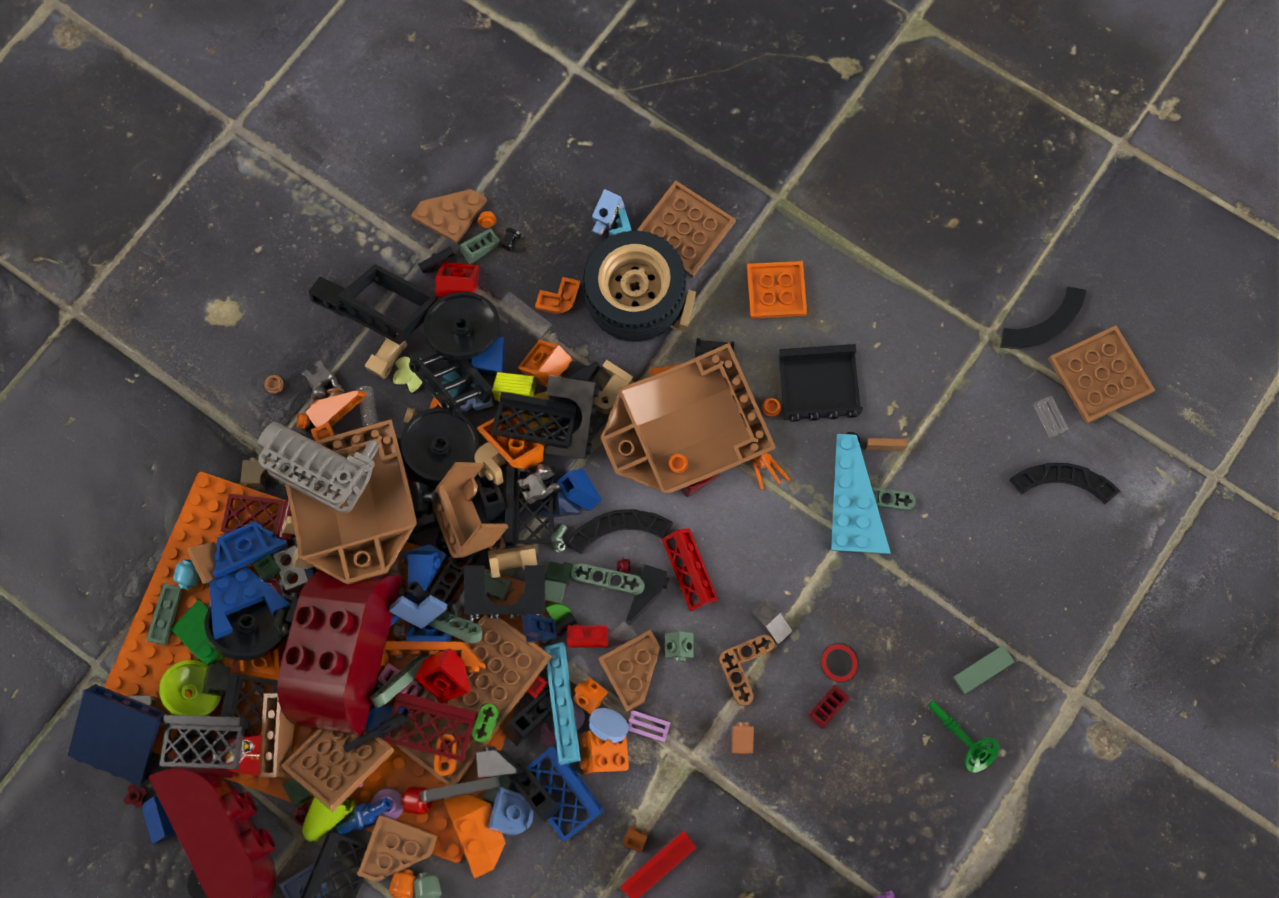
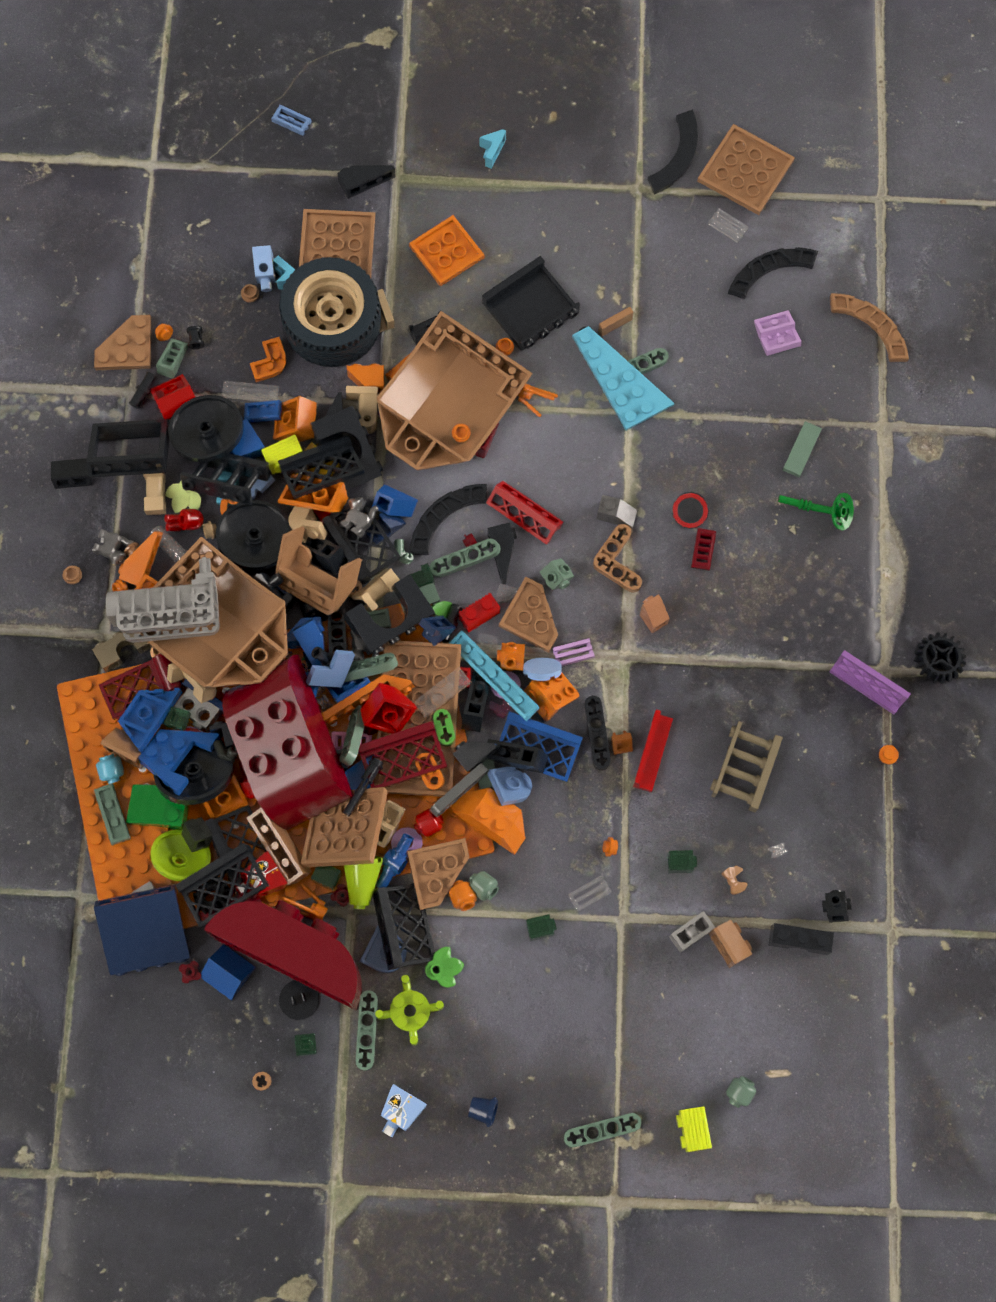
camera: 40 degrees left, 0 degrees up
(272, 815) = (315, 911): none -> orange plant
(381, 778) = (390, 822): none -> tan brick
(394, 395) = (187, 520): none -> red piece
(505, 689) = (442, 692): none -> clear tile
(523, 338) = (263, 411): none -> blue plate
(582, 228) = (250, 293): none -> medium nougat plate
(623, 816) = (597, 732): none -> black beam
(633, 362) = (368, 375): none -> orange slope
(724, 107) = (287, 121): none -> medium blue tile
(744, 182) = (364, 177): none -> black slope
(881, 218) = (493, 144): none -> medium azure slope
(1031, 545) = (777, 332): none -> lavender slope
(1135, 589) = (876, 320): none -> medium nougat tile

